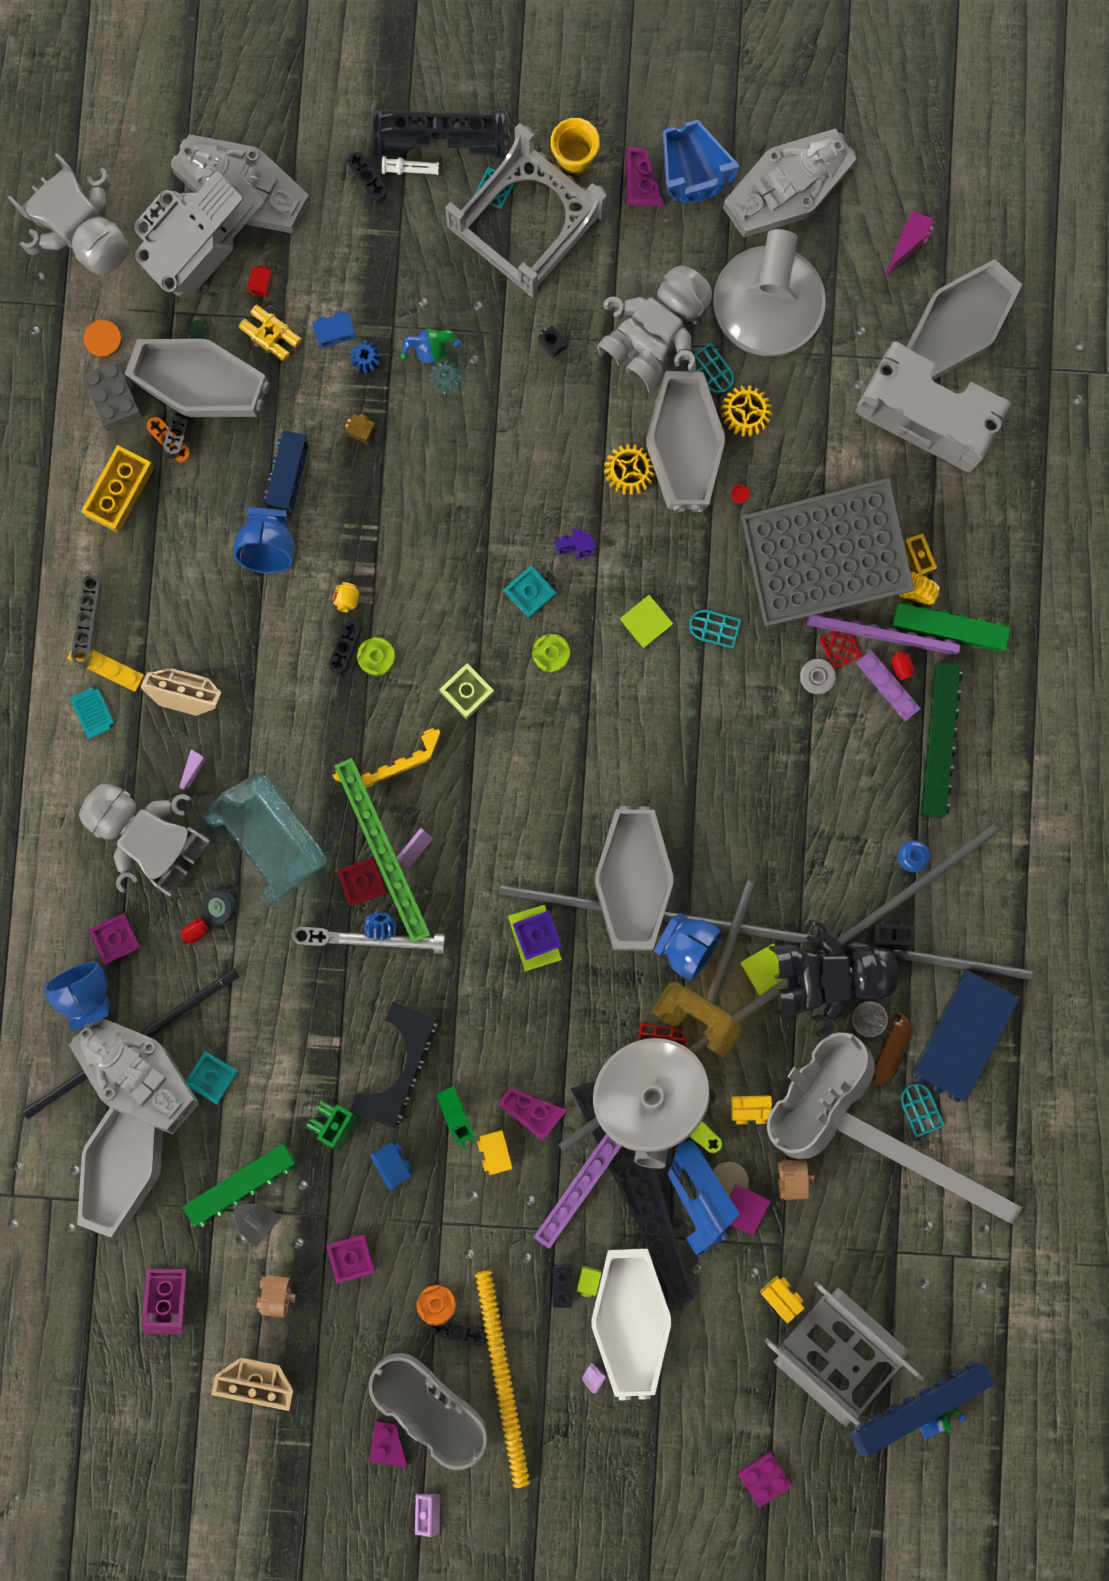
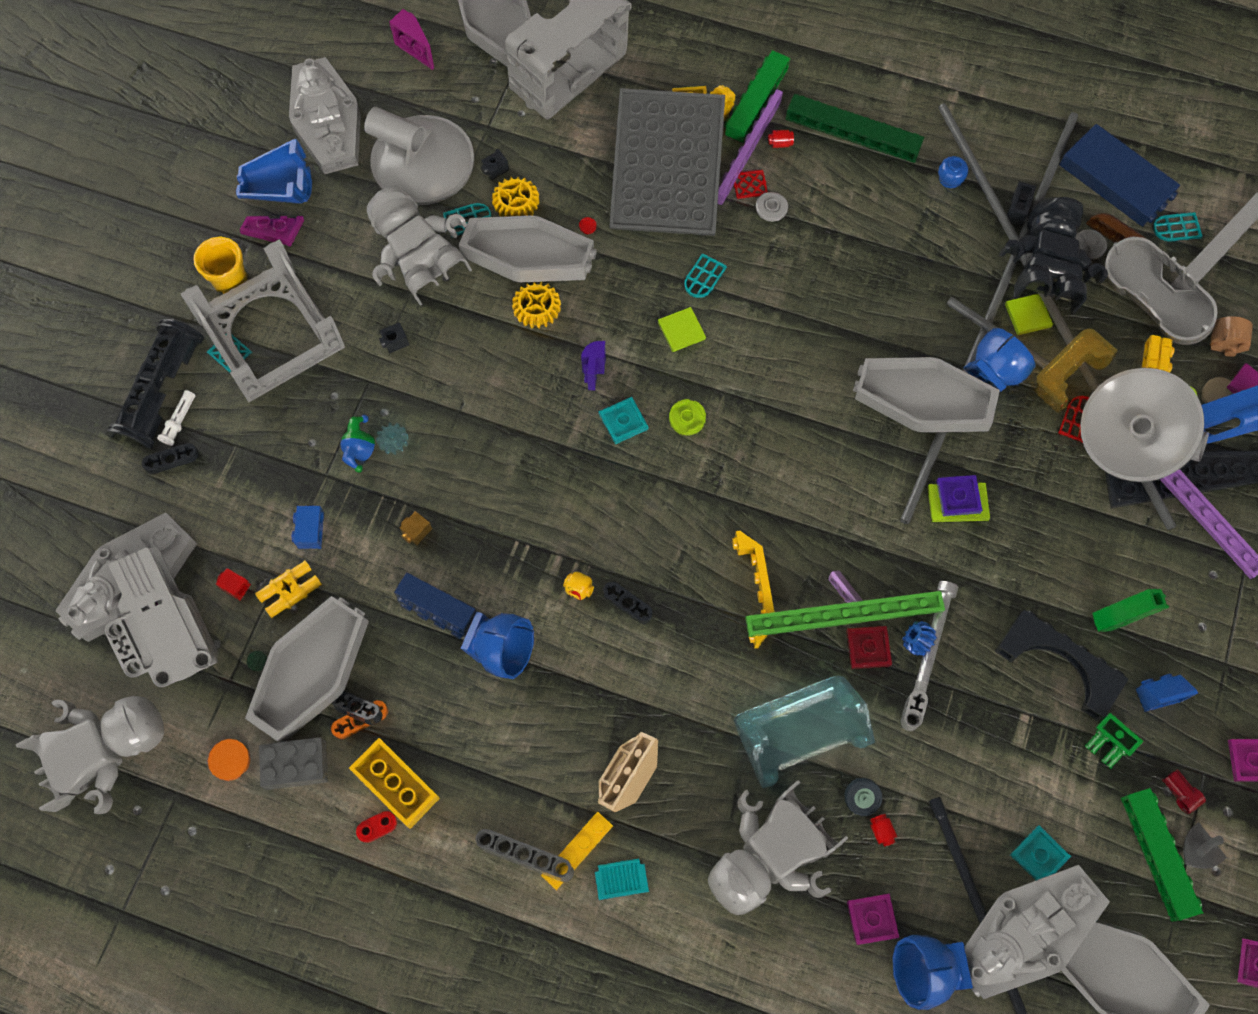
camera: 70 degrees left, 15 degrees down
(78, 486) = (376, 827): none -> red plate
(193, 767) = (711, 786): lavender slope -> none
(300, 1201) = (1187, 797): none -> dark red piece
(370, 351) = (343, 512): blue gear -> none
(376, 656) = (645, 575): lime tile -> none
(466, 691) = (705, 496): yellowish green brick -> none
(495, 1152) = (1173, 587): yellow brick -> none
(531, 1112) = (1131, 546): magenta wing -> none
(780, 383) = (494, 165): none -> black brick
(888, 685) = (794, 156): medium lavender plate -> none

